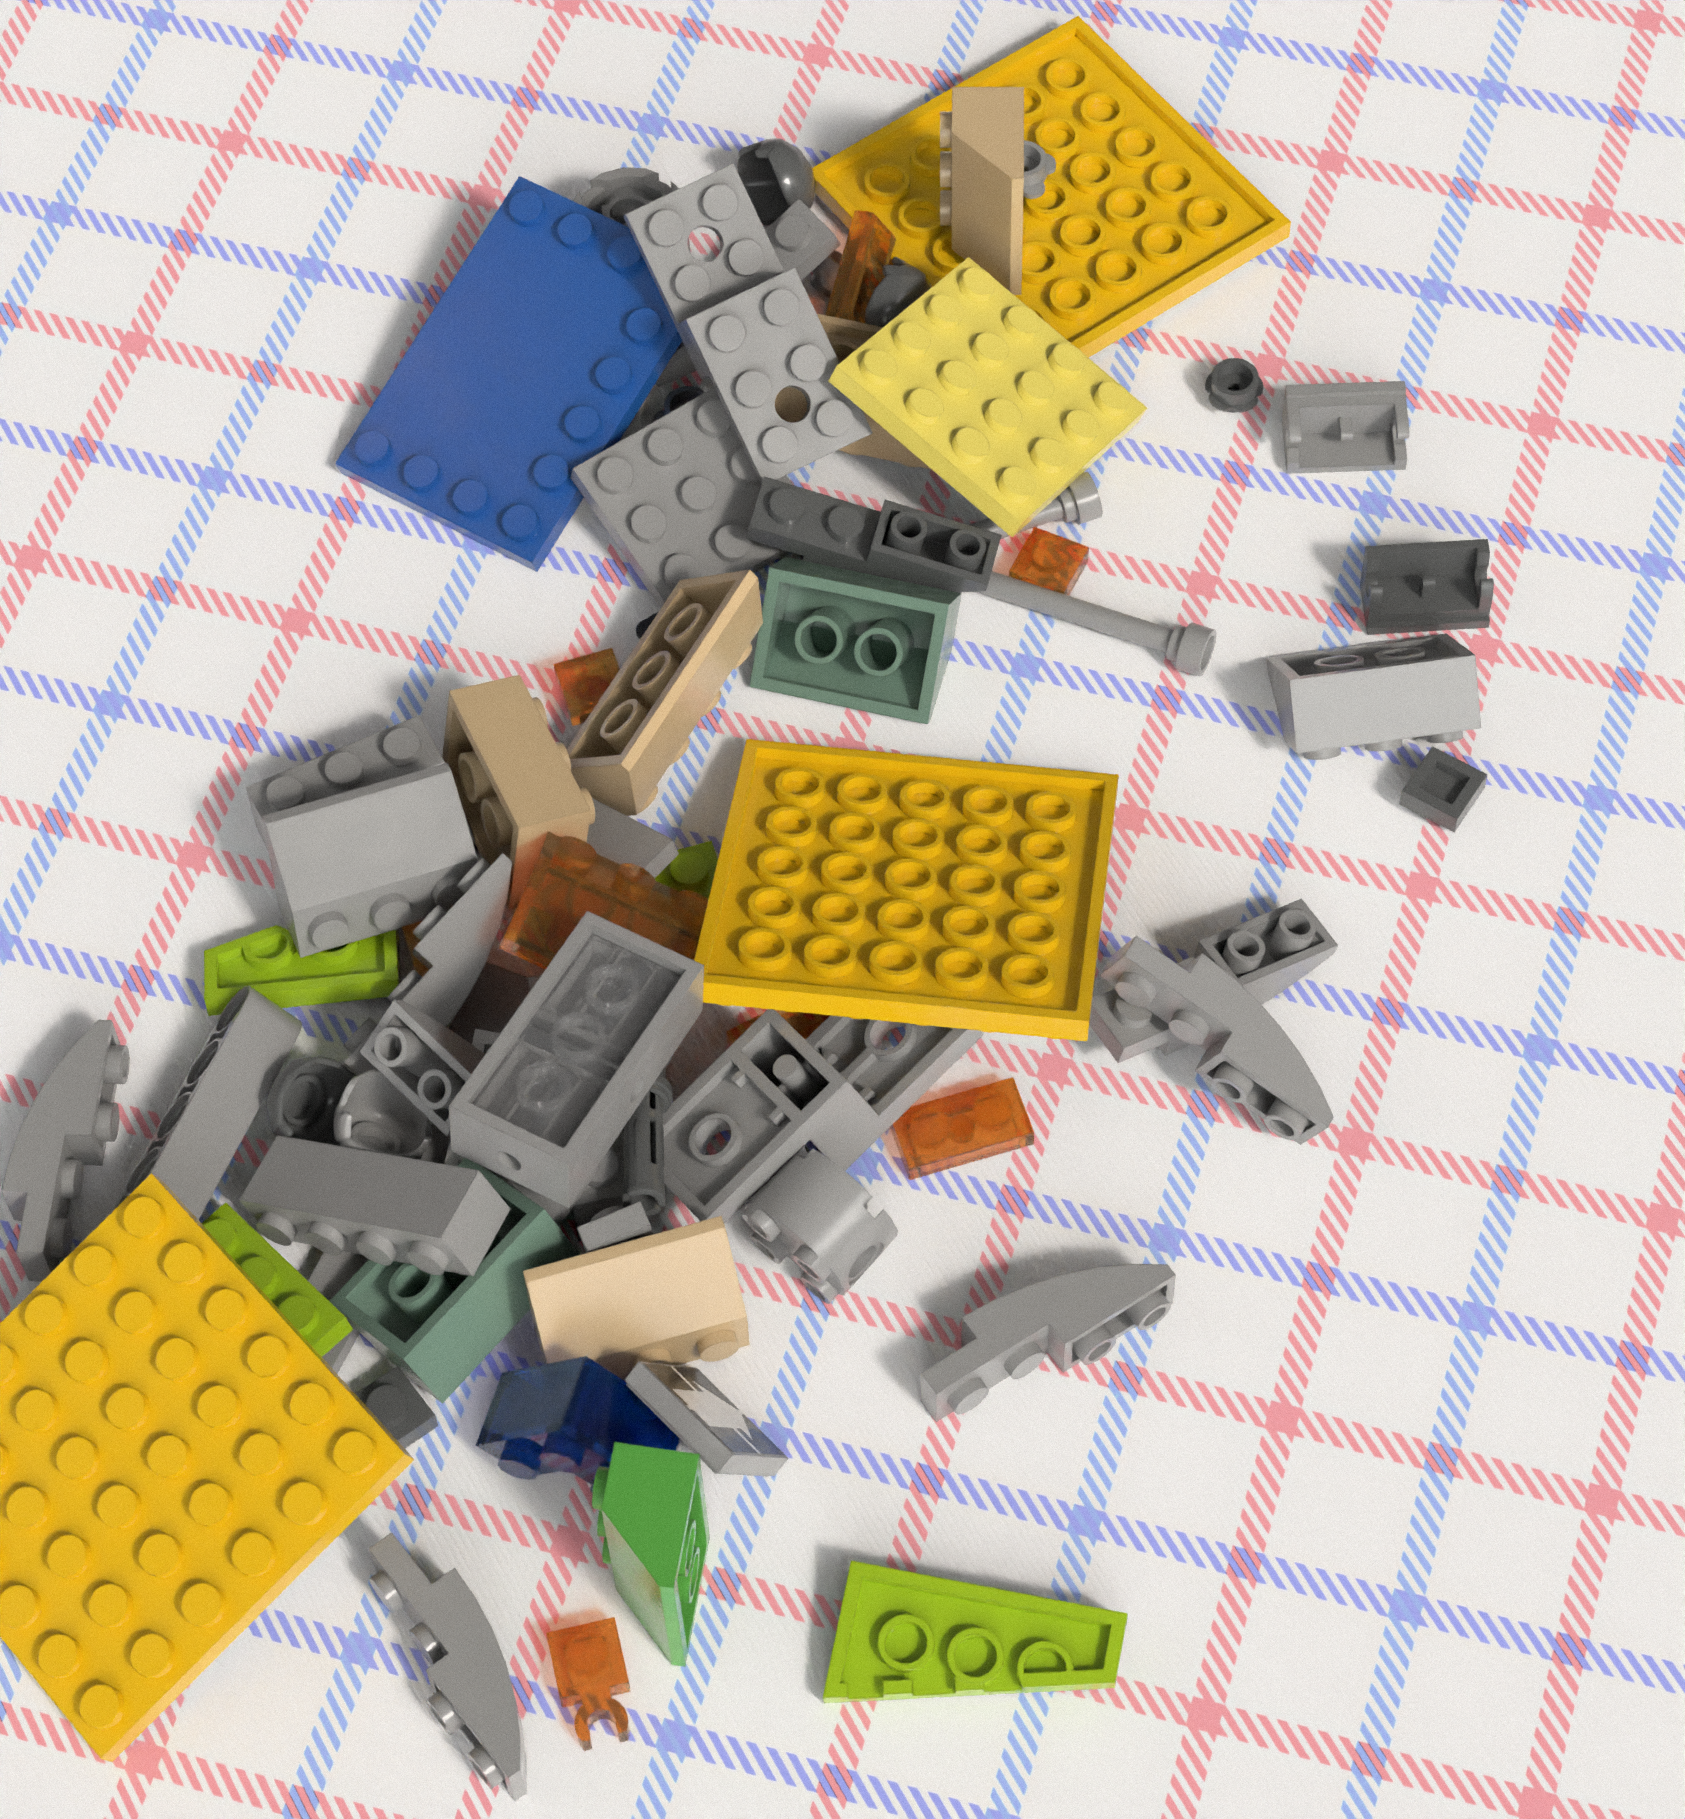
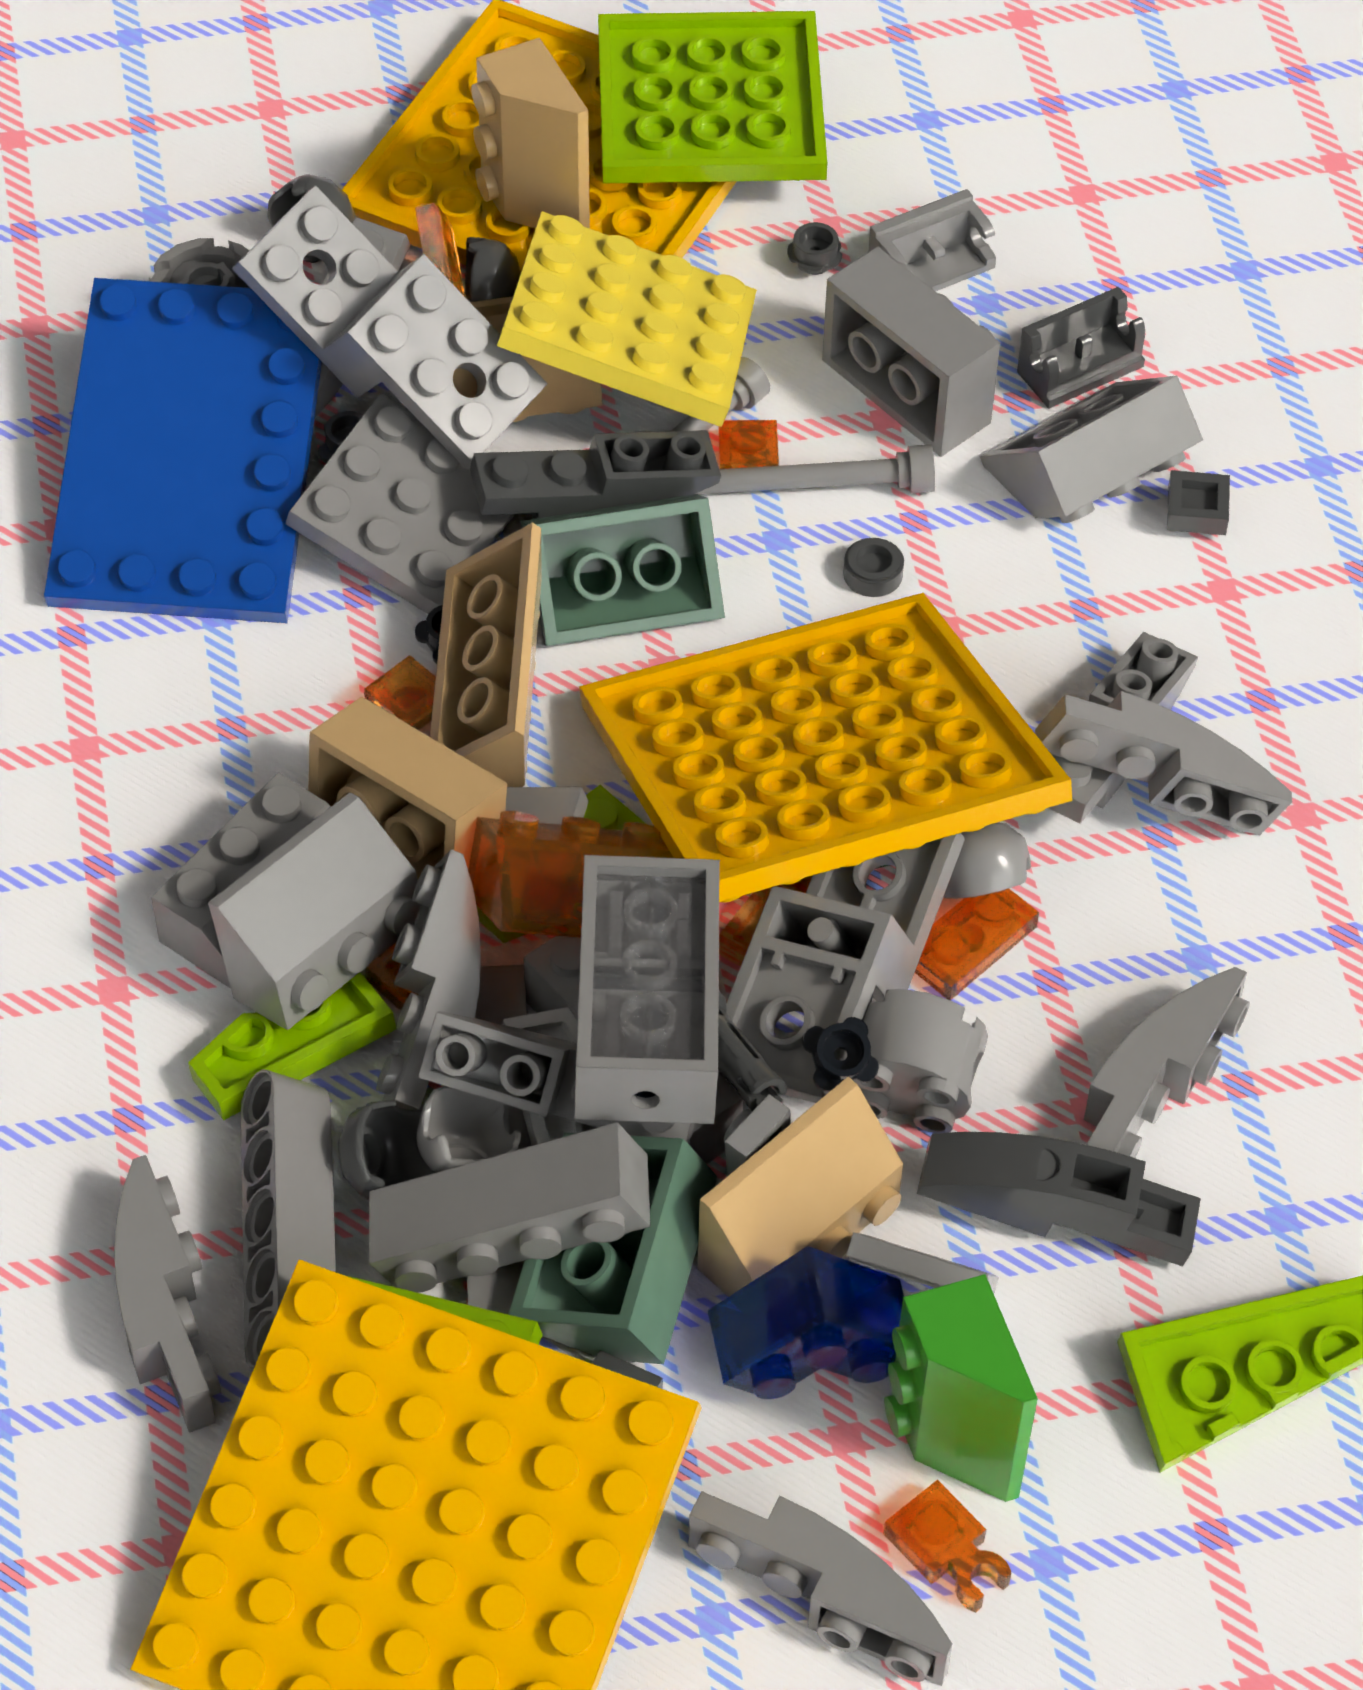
camera: 30 degrees left, 5 degrees down
(722, 1174) = (852, 1038): none -> black plate
(884, 1401) = (1061, 1182): none -> dark grey slope
(1006, 1065) = (989, 862): none -> light grey hair
(1095, 729) = (873, 567): none -> dark grey tile
(1214, 194) = (711, 97): none -> lime plate
(1246, 527) = (910, 350): none -> light grey brick

